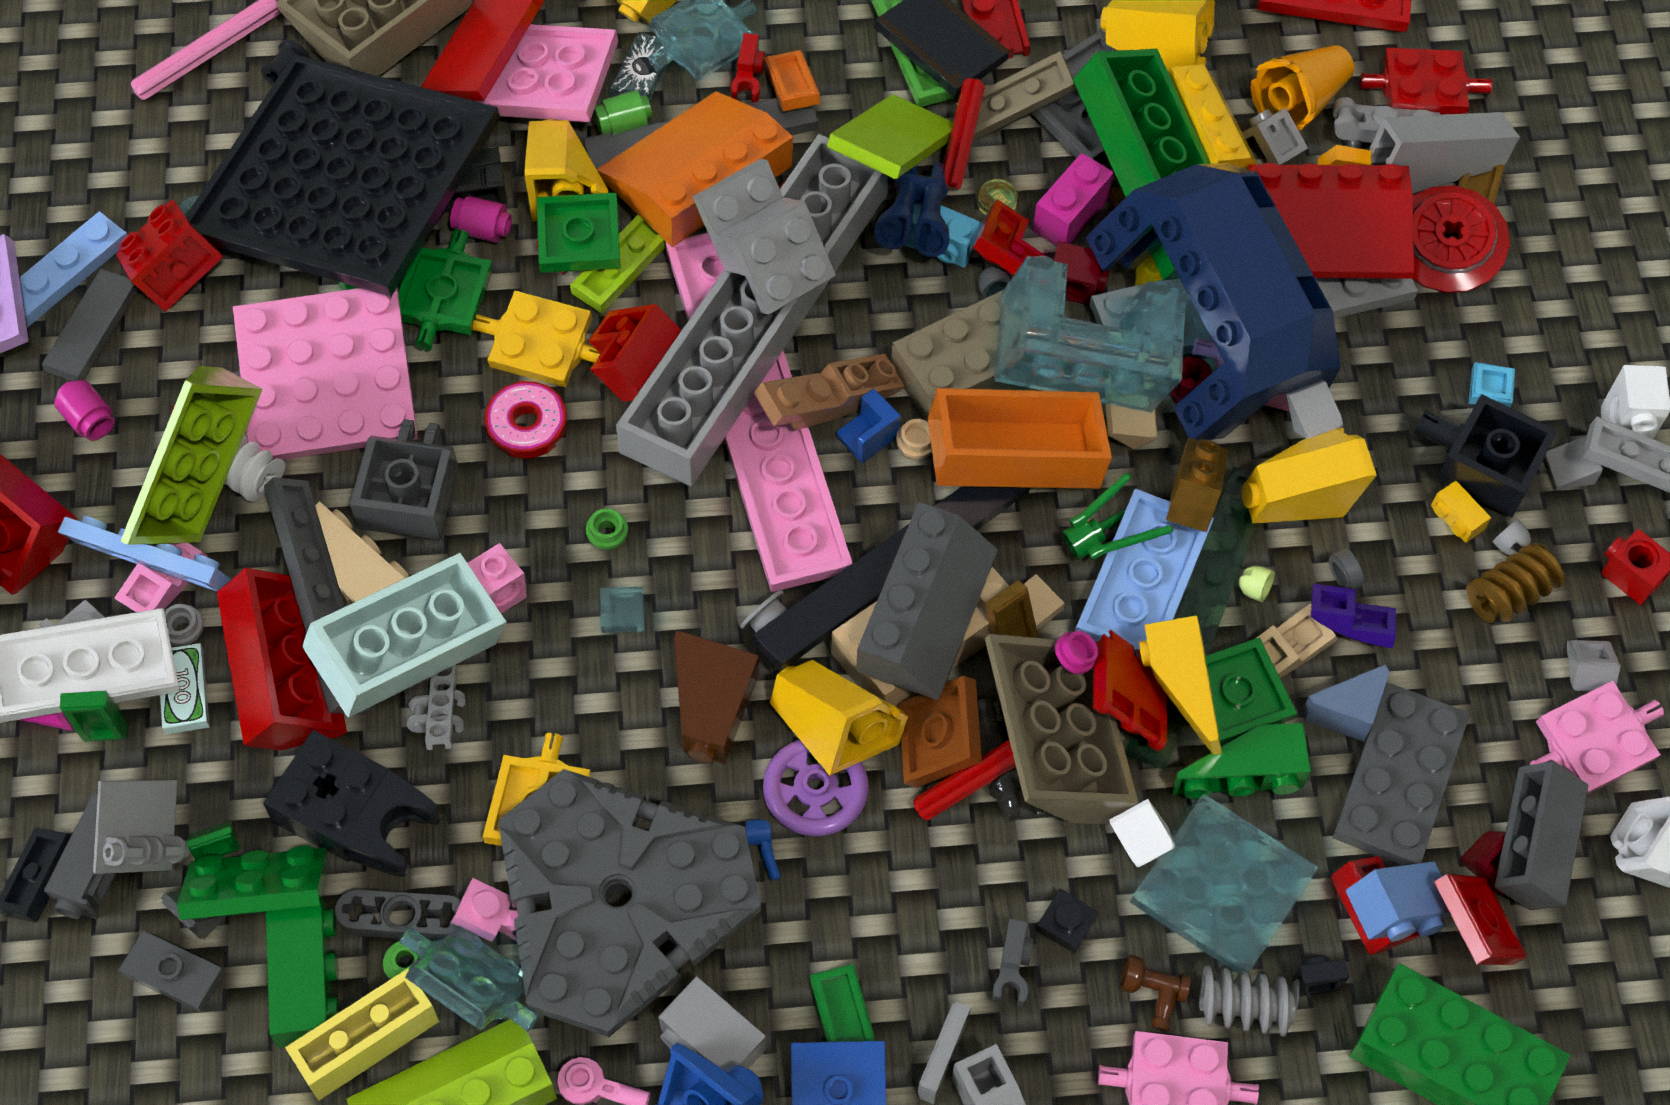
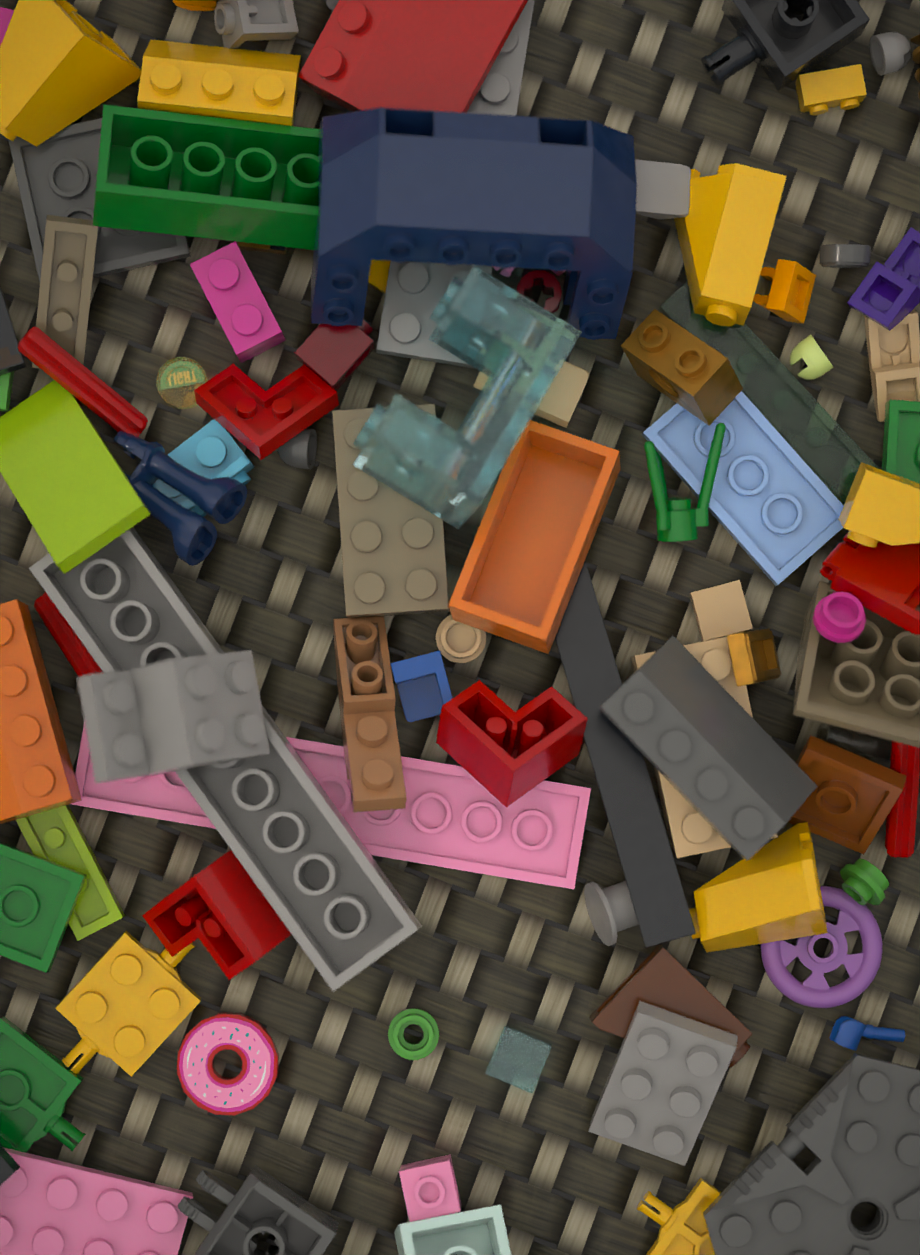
camera: 60 degrees left, 25 degrees up
(653, 701) = (663, 1083): none -> light grey plate
(857, 490) = (509, 748): none -> red brick
(882, 789) = (864, 882): none -> bright green plate
(1297, 543) = (789, 290): none -> light orange tile

